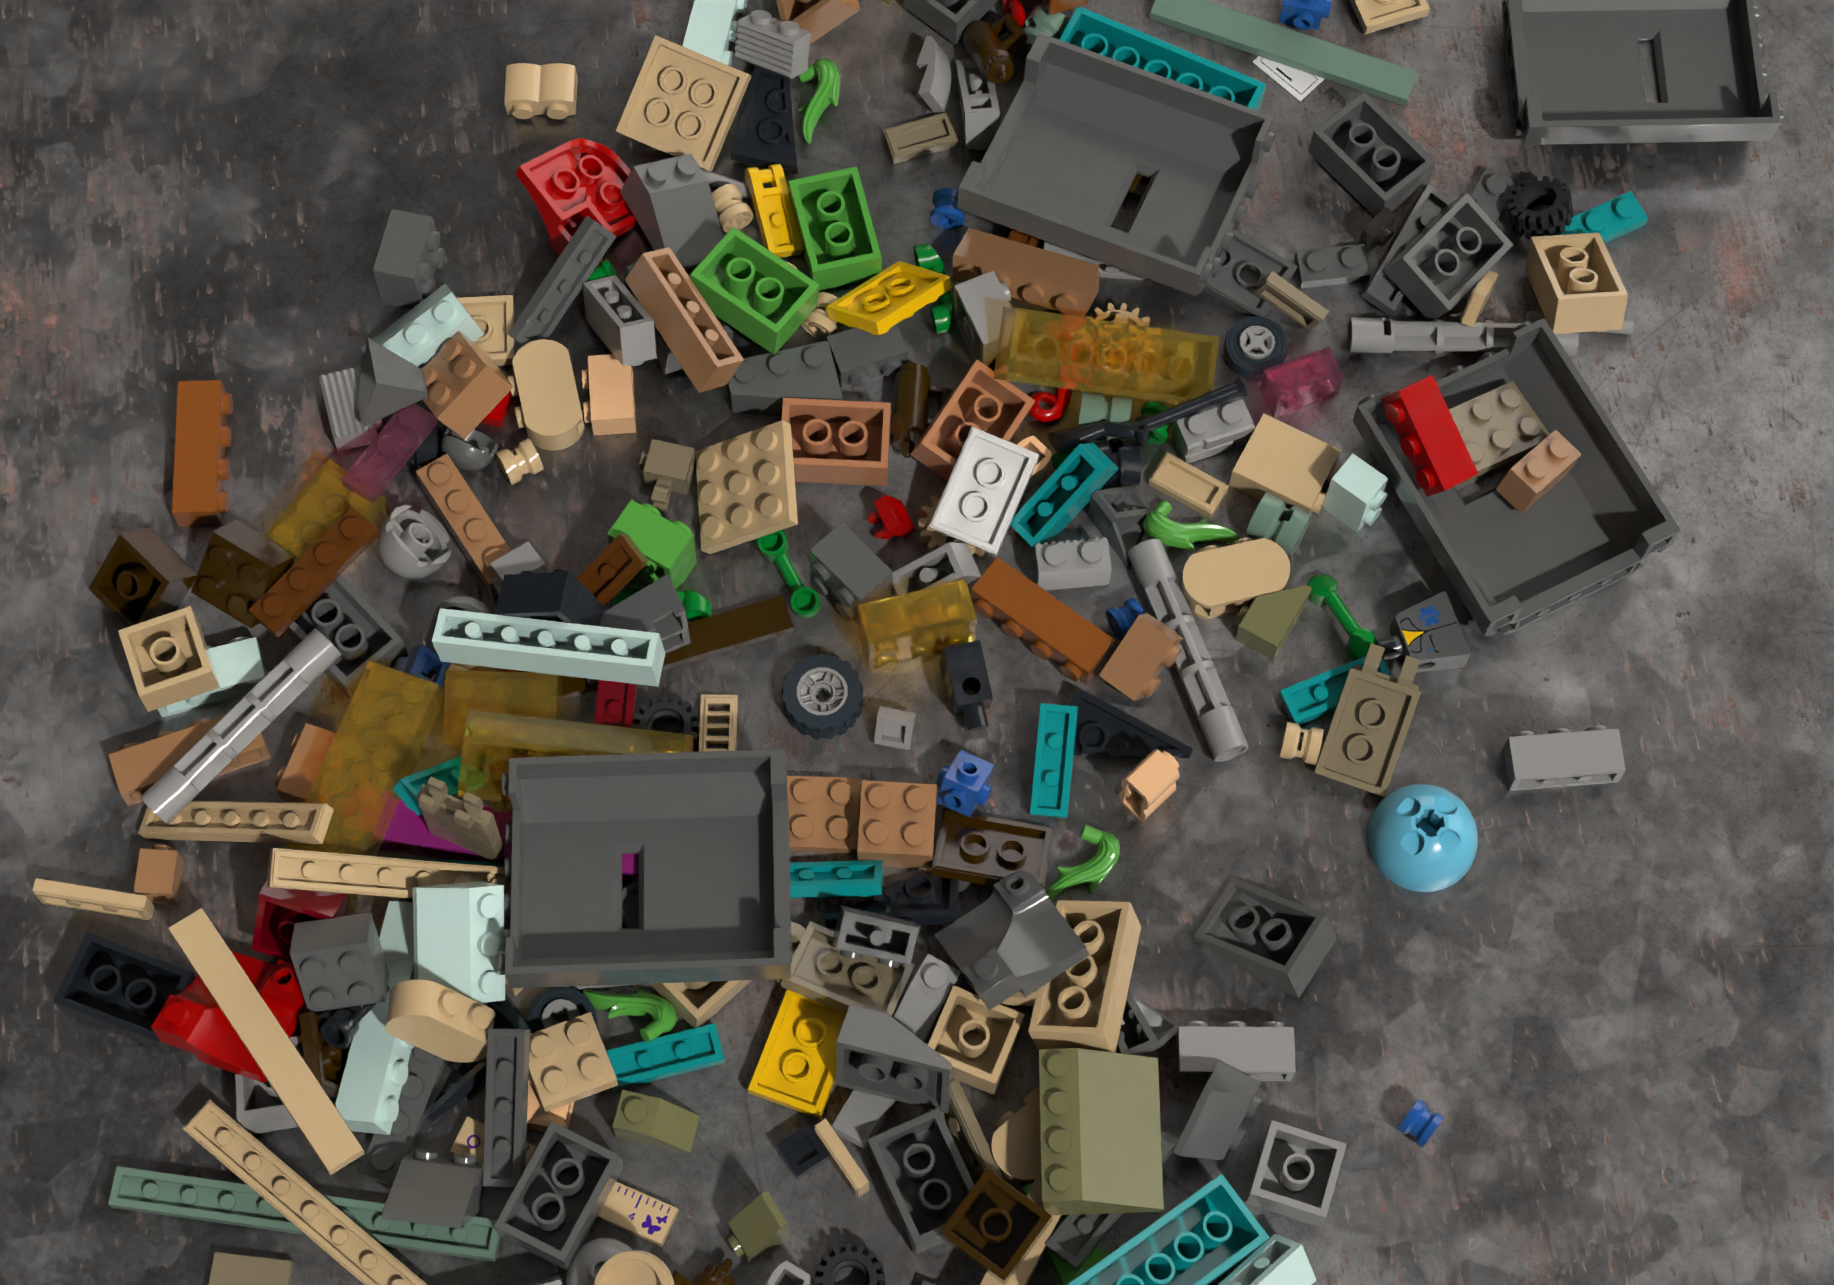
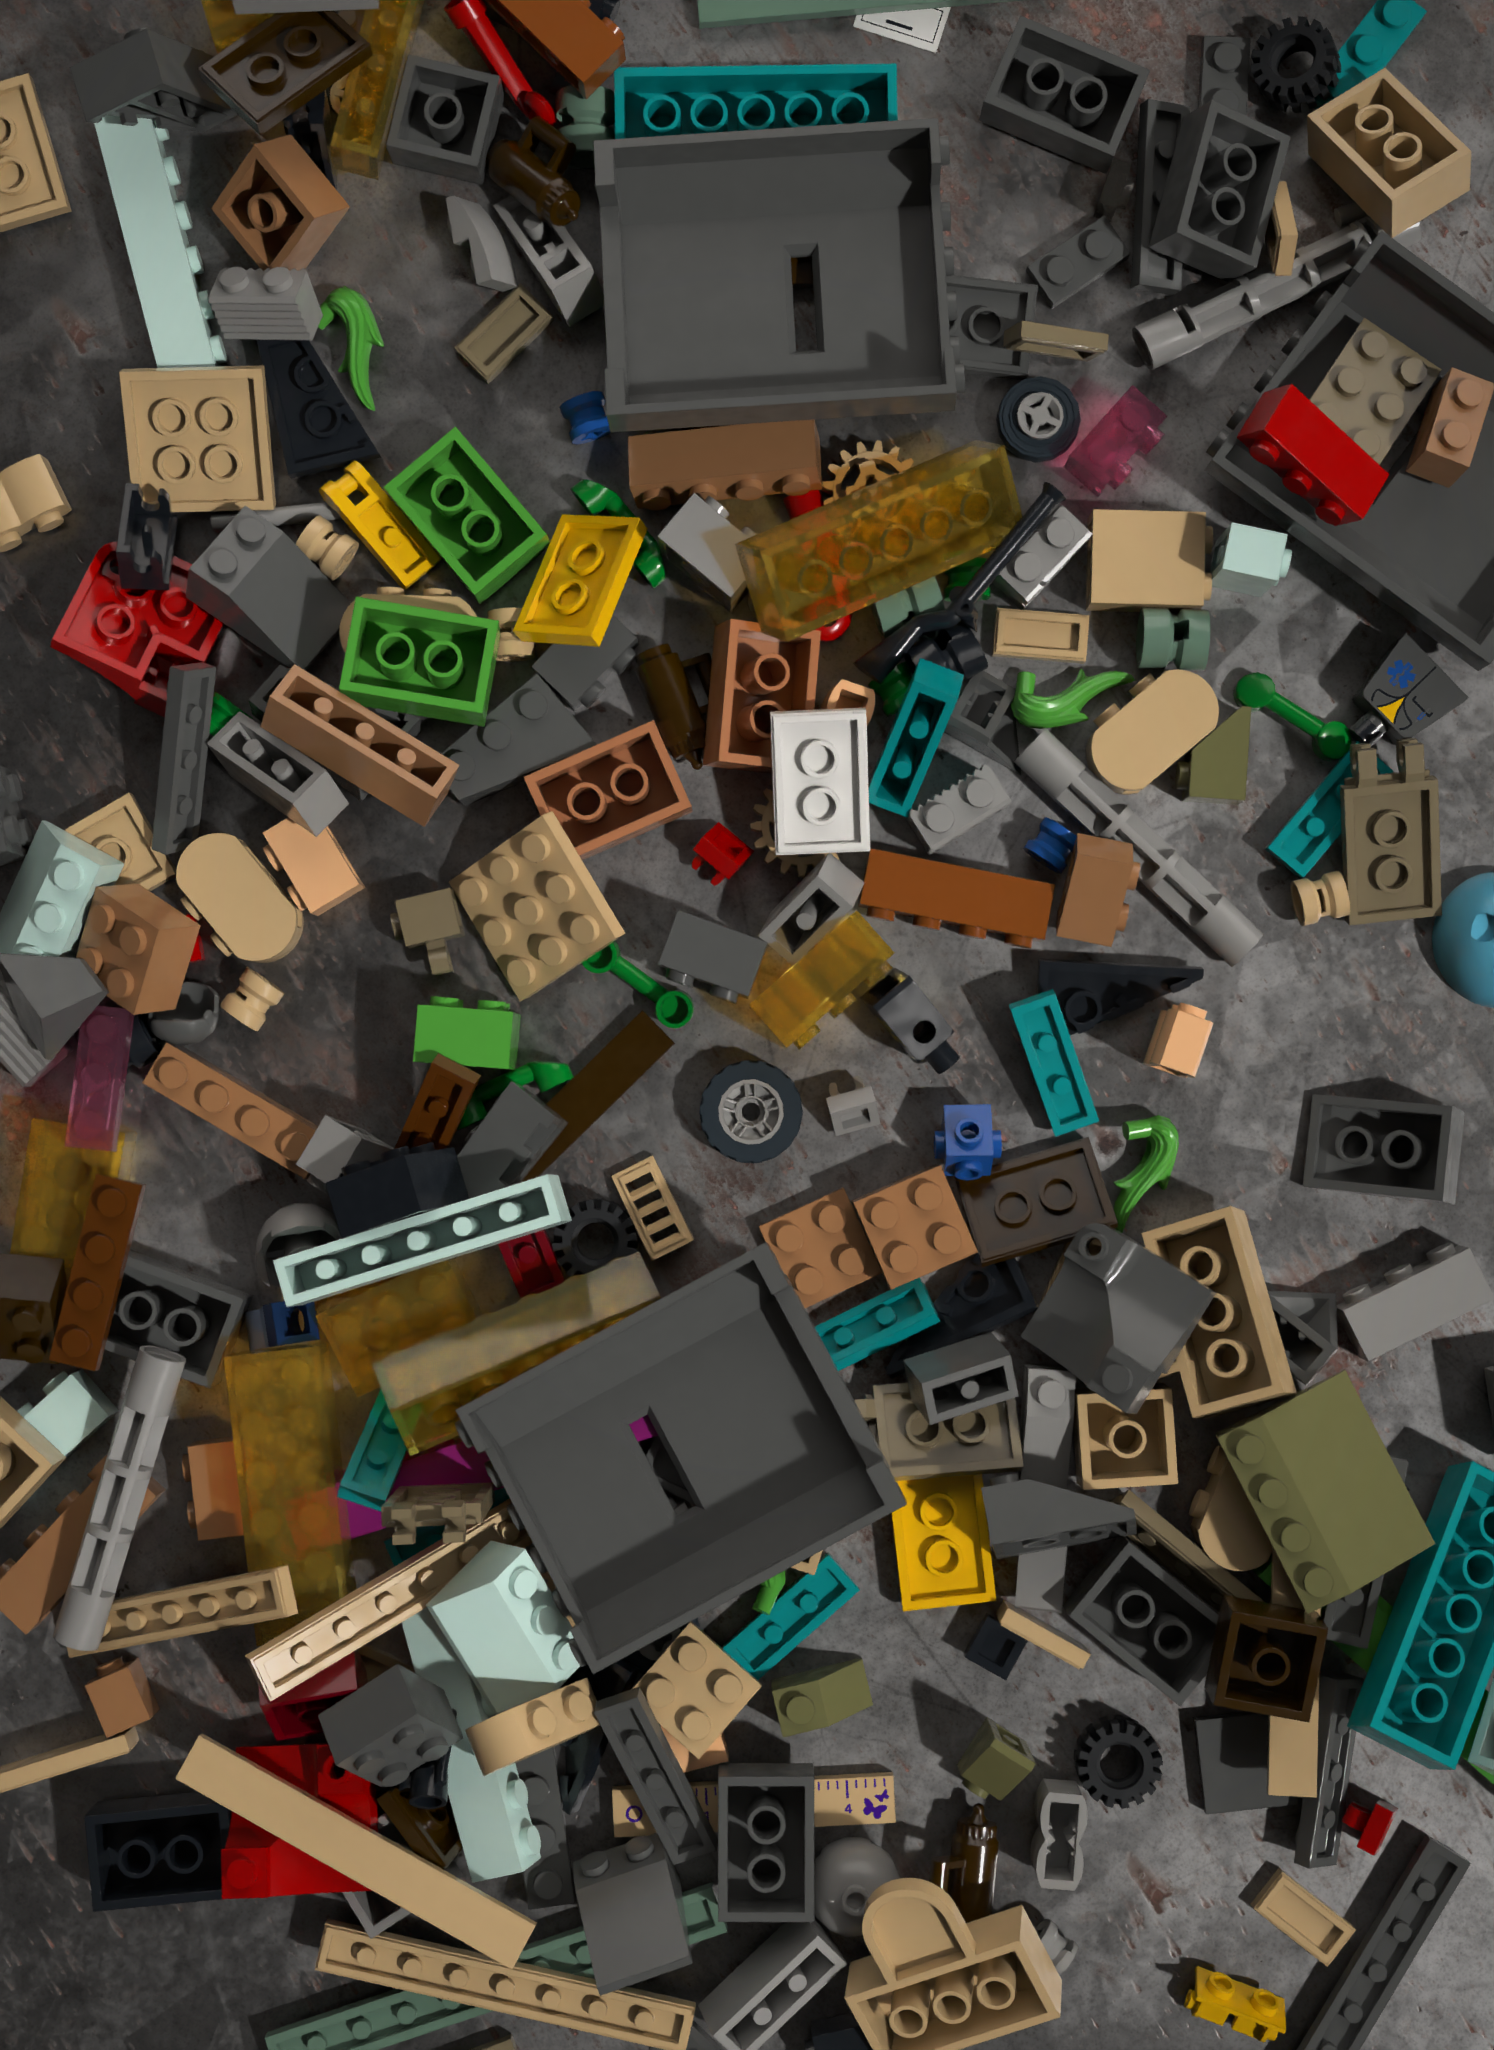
camera: 25 degrees left, 20 degrees up
(412, 543) = (187, 1167): light grey cylinder -> none
(613, 144) = (146, 541): none -> black hinge
(1218, 1114) = (1434, 1391): dark grey slope -> none

